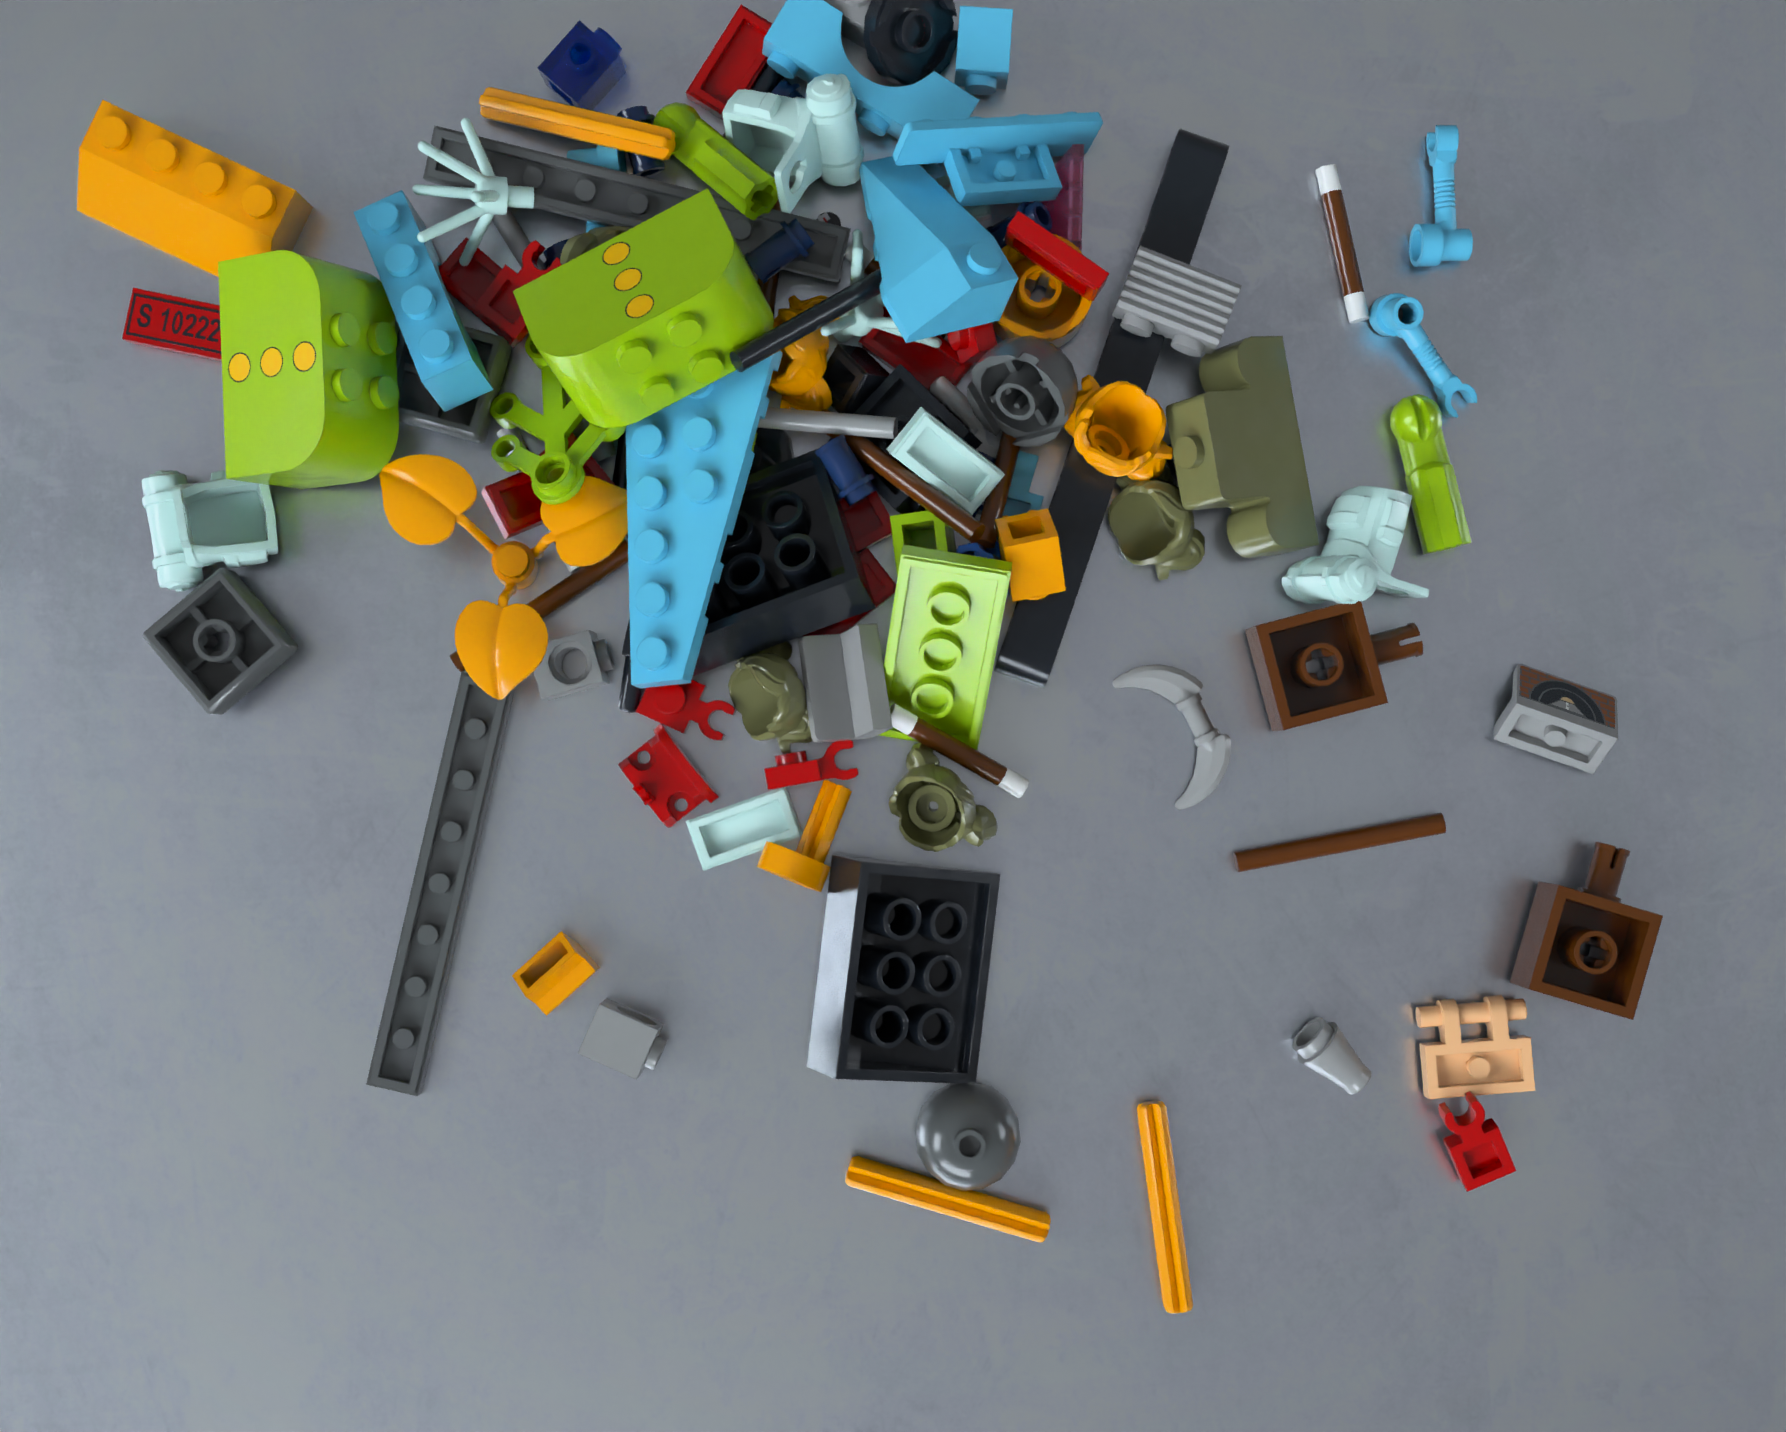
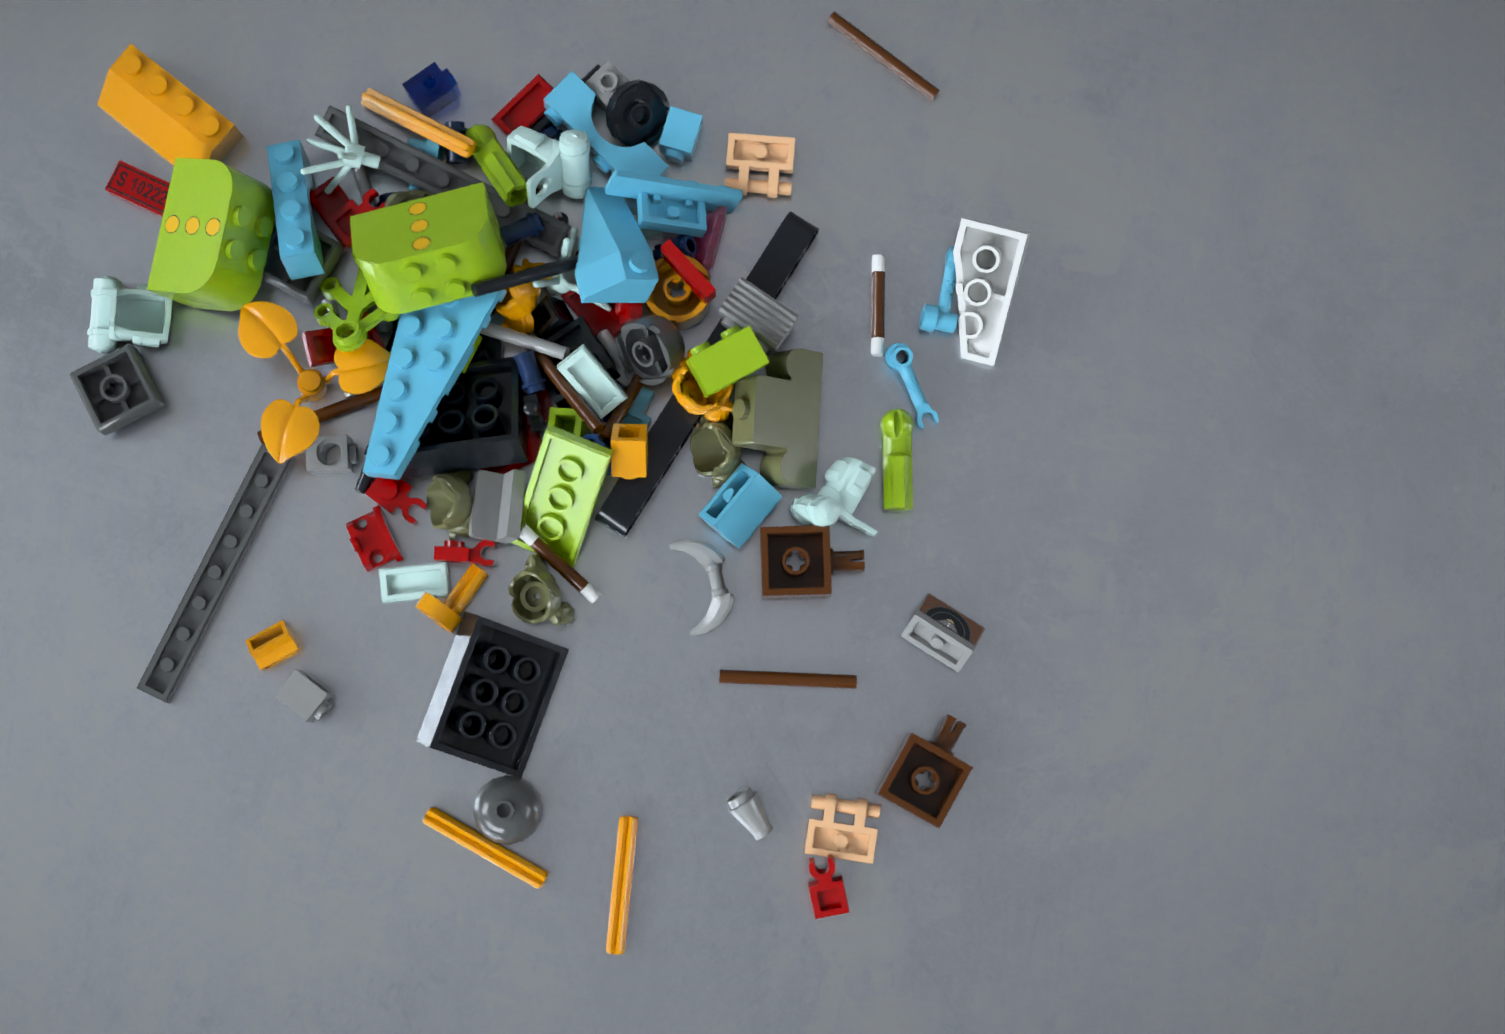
camera: 10 degrees right, 5 degrees down
(867, 530) = (532, 410): none -> black bar
(1112, 51) = (762, 154): none -> light nougat plate
(1152, 382) = (727, 360): none -> lime brick
(1211, 598) = (740, 505): none -> medium azure brick
(1504, 162) = (987, 274): none -> white wedge

